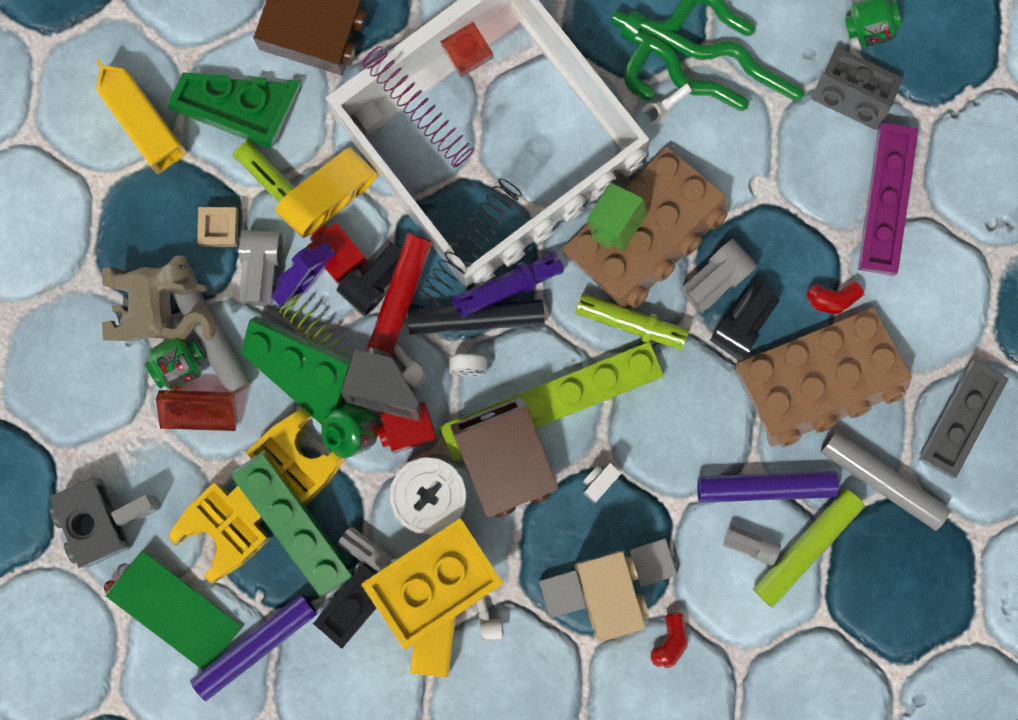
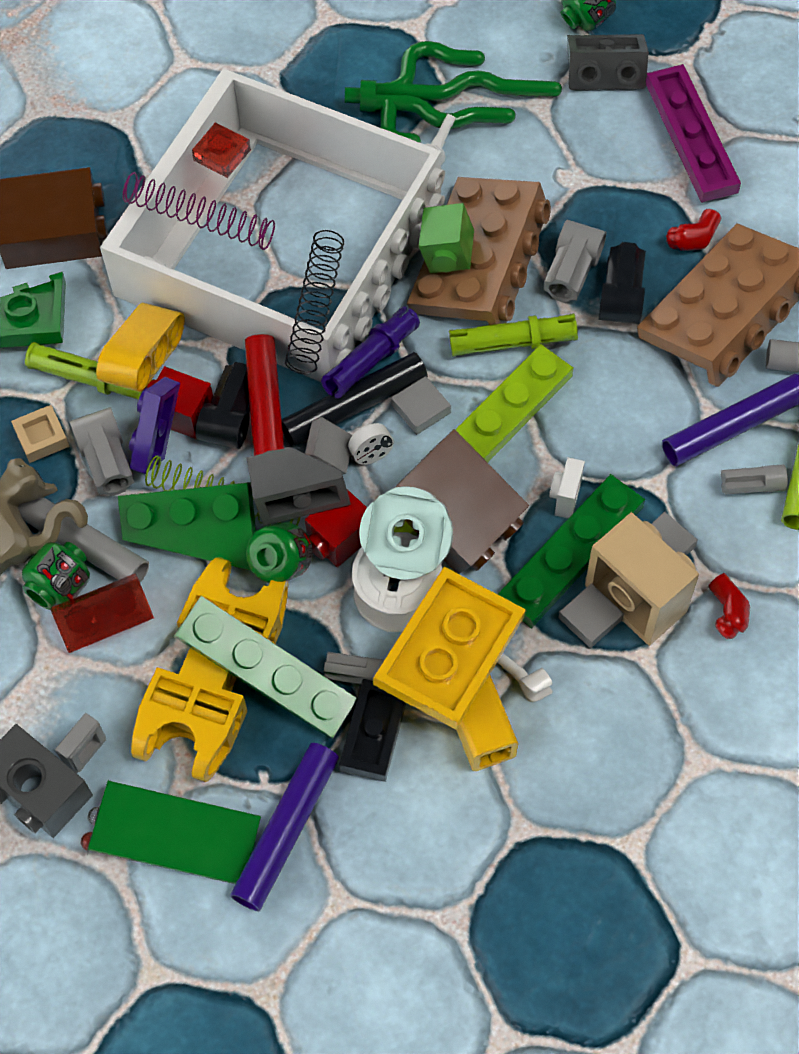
camera: 25 degrees left, 20 degrees down
(434, 352) = (329, 444): none -> light grey tile
(460, 462) = (385, 548): none -> light aqua plate
(527, 347) = (421, 405): none -> light grey tile
(578, 531) = (569, 549): none -> green plate

